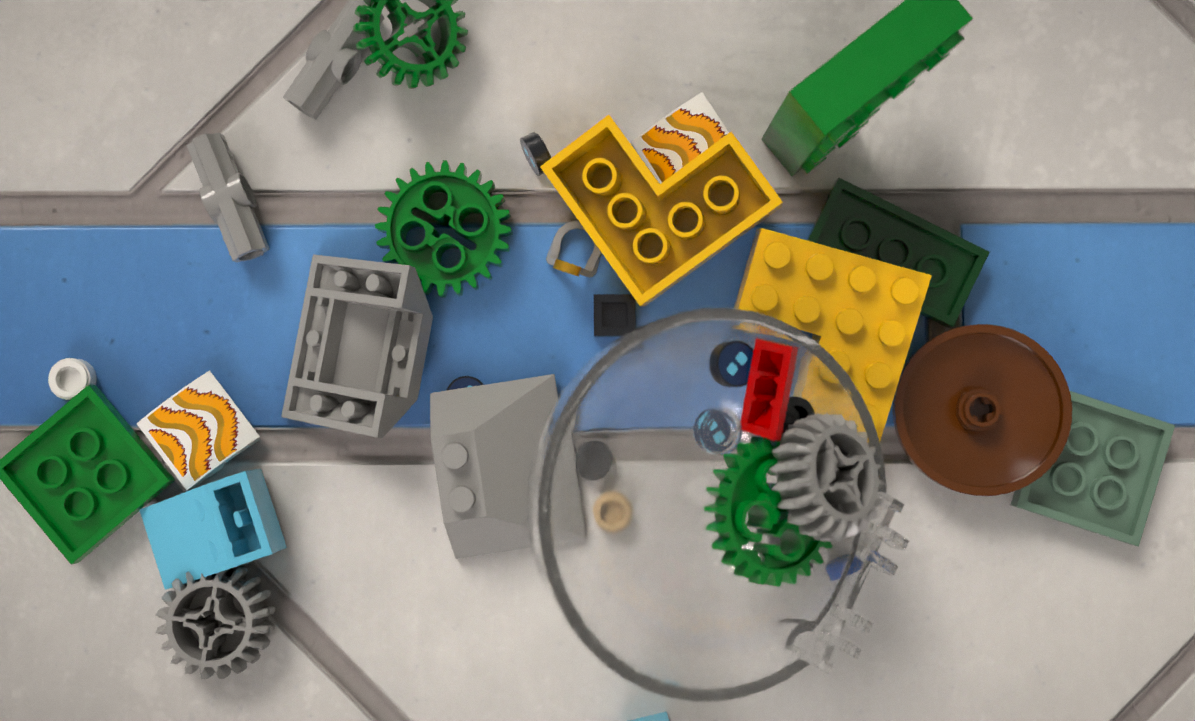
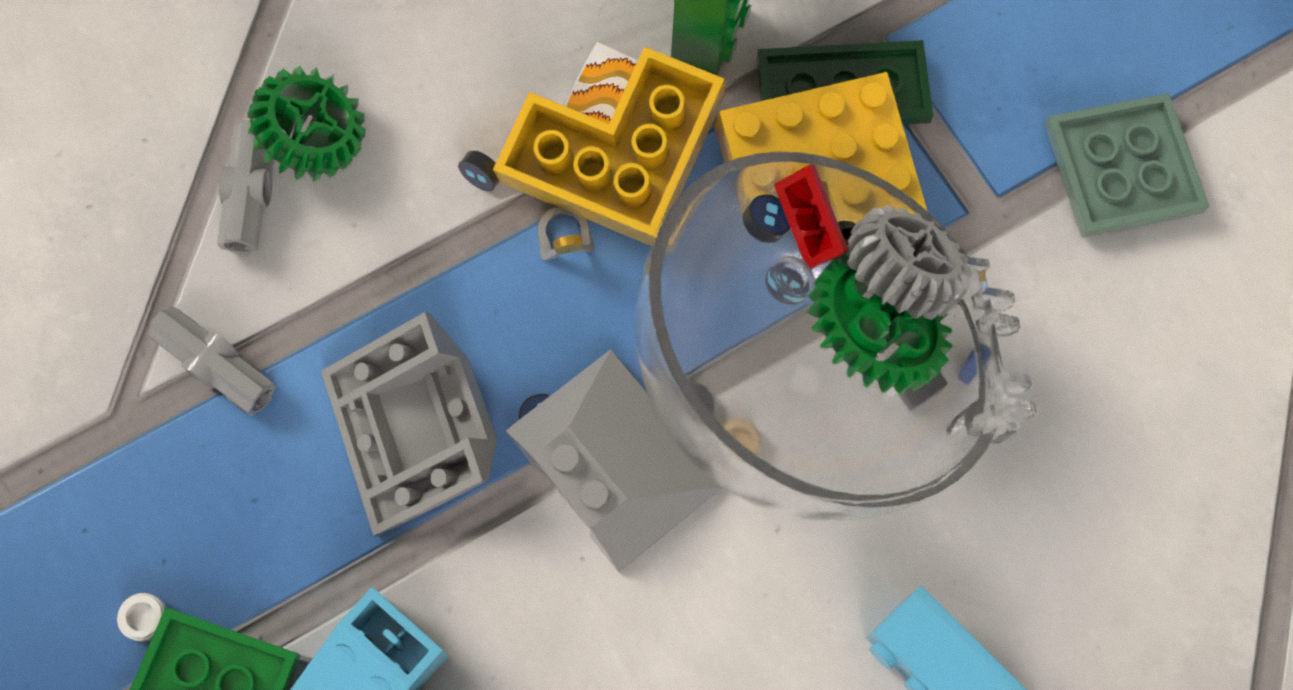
camera: 35 degrees left, 15 degrees down
(198, 430) = (298, 592): slope -> none
(464, 198) = (437, 241): green gear -> none
(614, 314) = (626, 269): black tile -> none
(982, 410) = (1003, 167): reddish brown dish -> none

